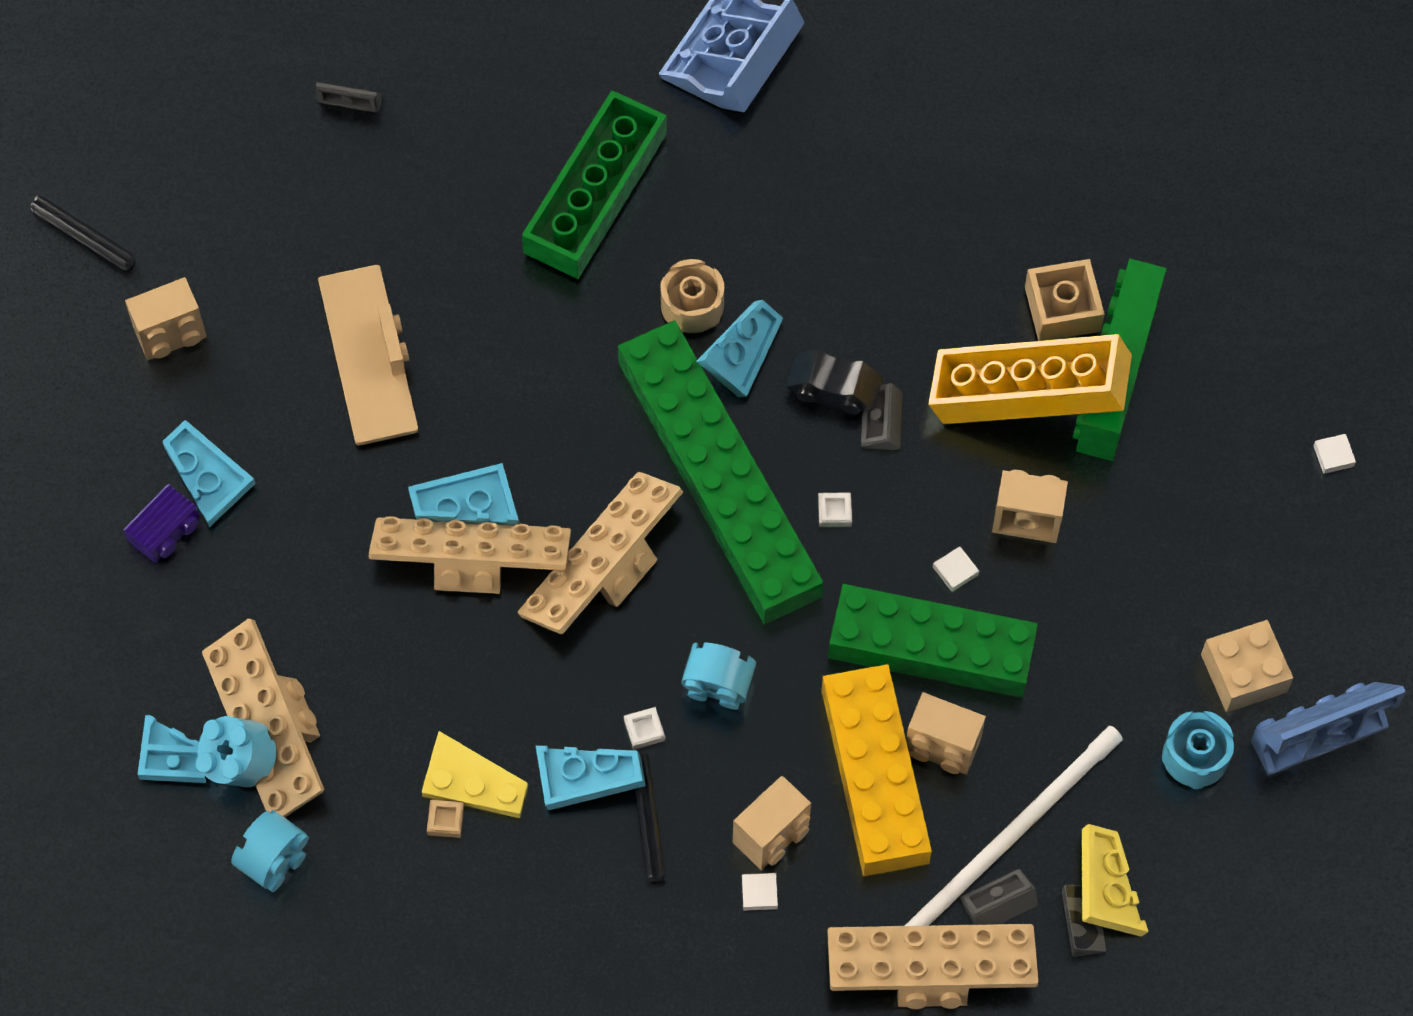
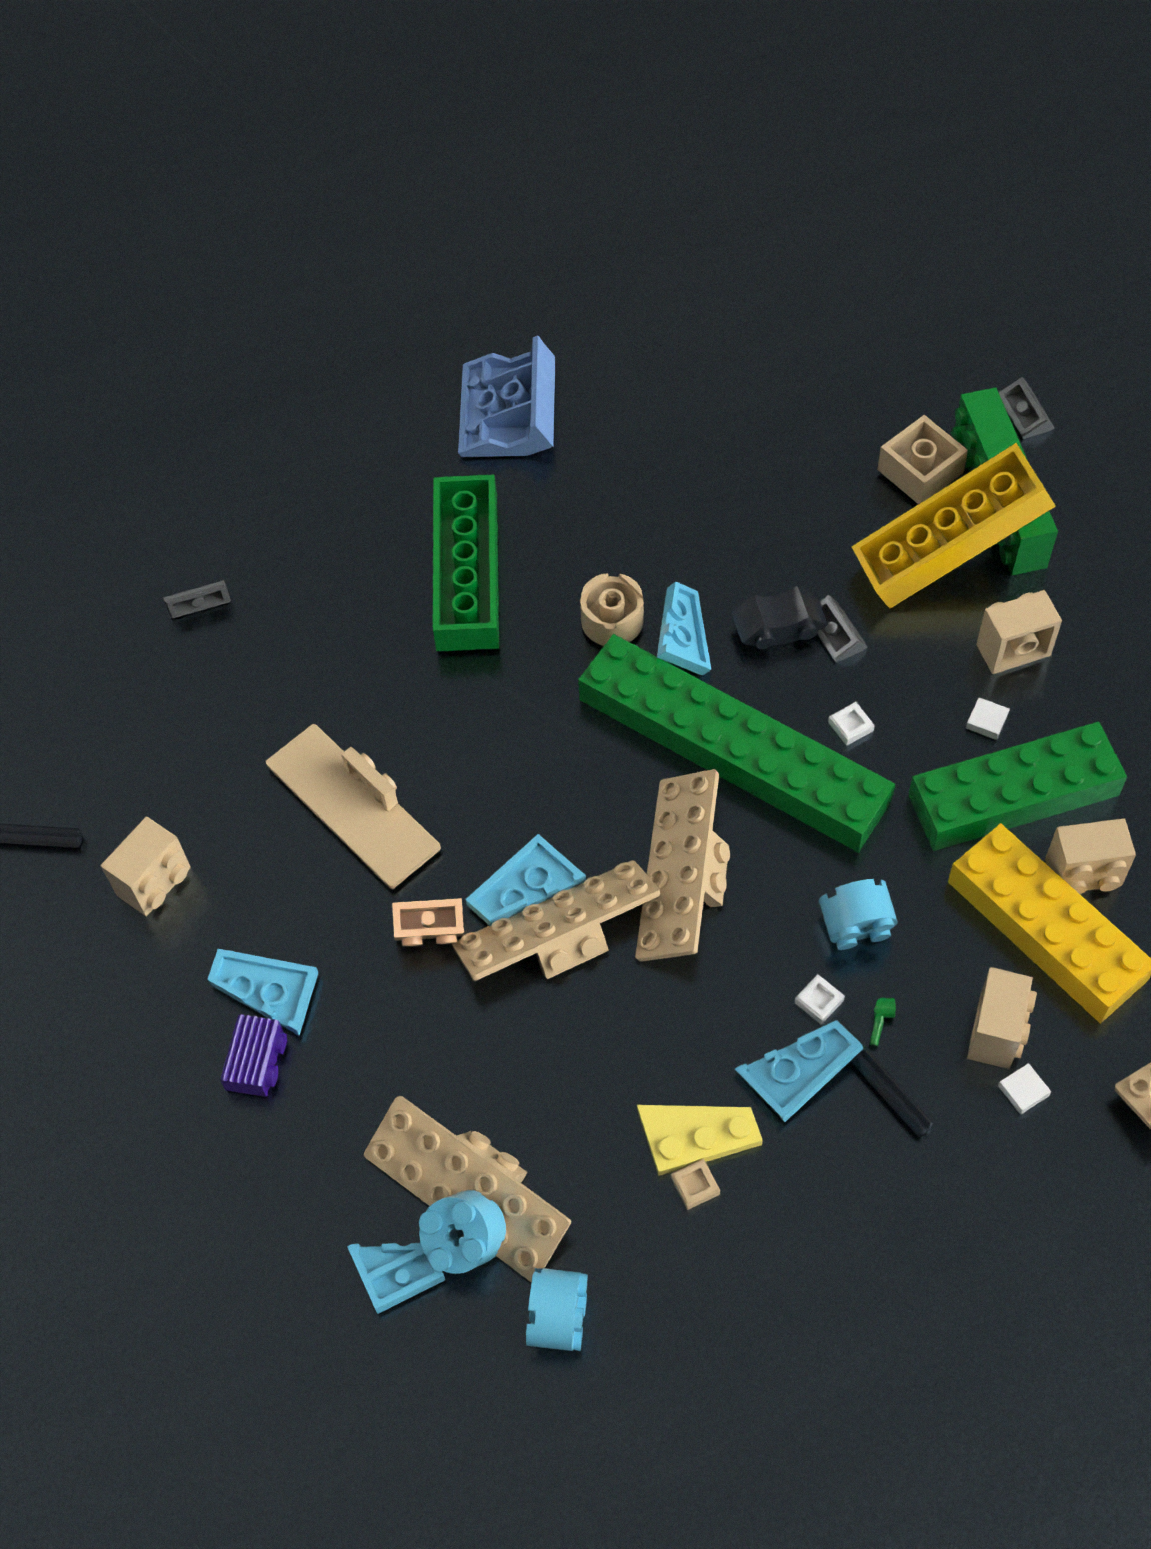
camera: 25 degrees left, 5 degrees down
(365, 487) = (427, 921): none -> light nougat brick
(689, 764) = (883, 1009): none -> green hand
(1204, 300) = (1025, 409): none -> dark grey slope

